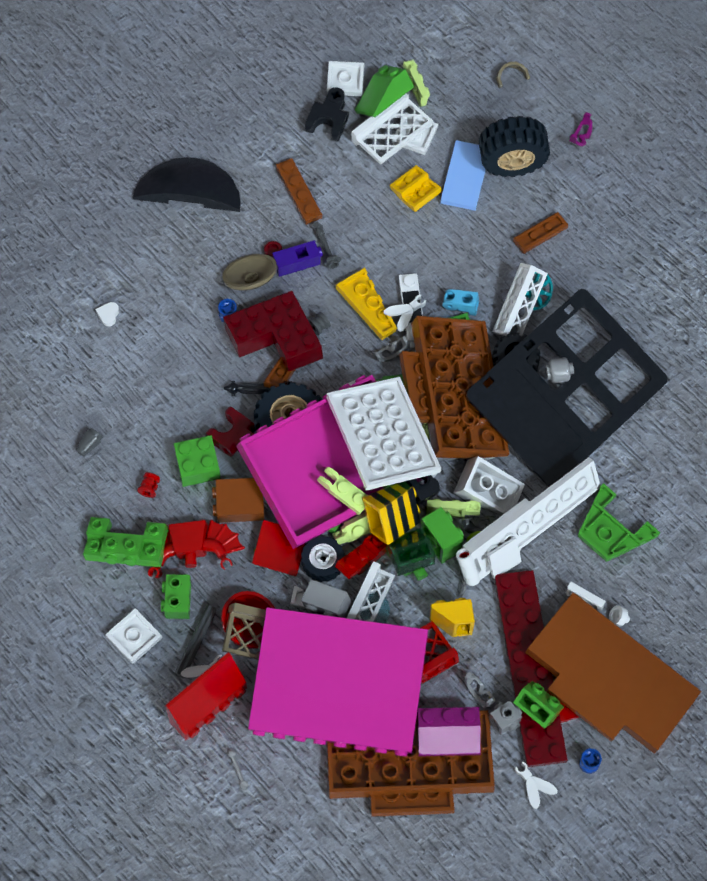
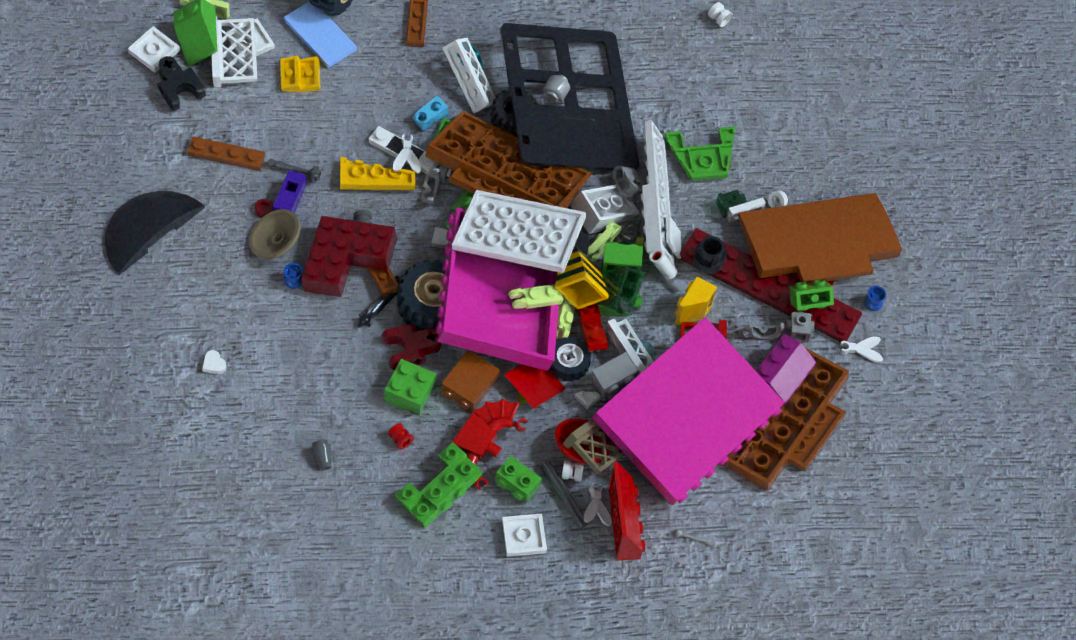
camera: 60 degrees left, 5 degrees down
(217, 631) = (568, 470): none -> white wheel
(506, 607) = (709, 255): none -> black piece
(527, 486) = (627, 181): none -> light grey piece
(578, 573) = (728, 200): none -> clear green brick

